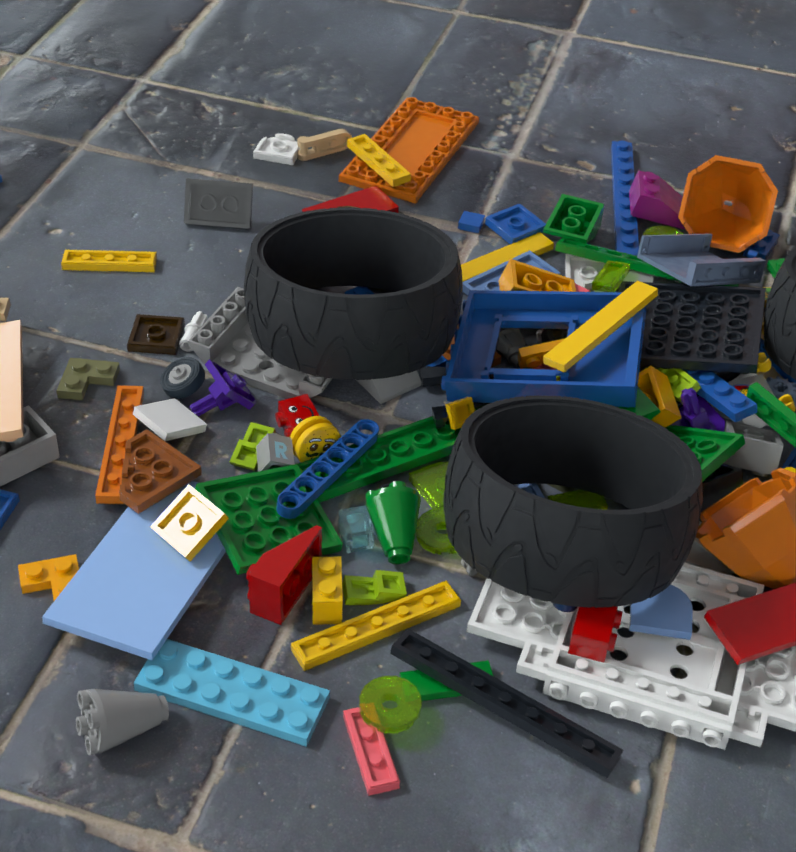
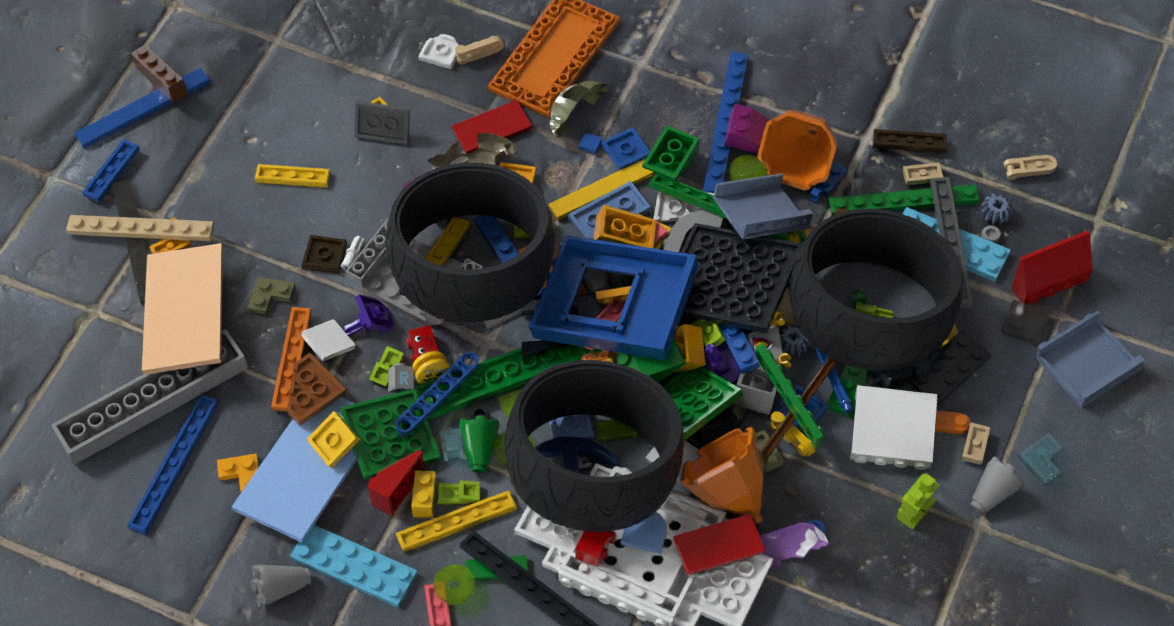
camera: 10 degrees right, 15 degrees up
(182, 377) = (340, 301): black wheel -> none
(379, 160) = (520, 76): yellow plate -> none
(457, 172) = (567, 100): none -> olive animal
(459, 411) = (541, 350): yellow tile -> none
(600, 326) = (653, 287): yellow tile -> none
(611, 276) = (686, 218): clear neon green tile -> none

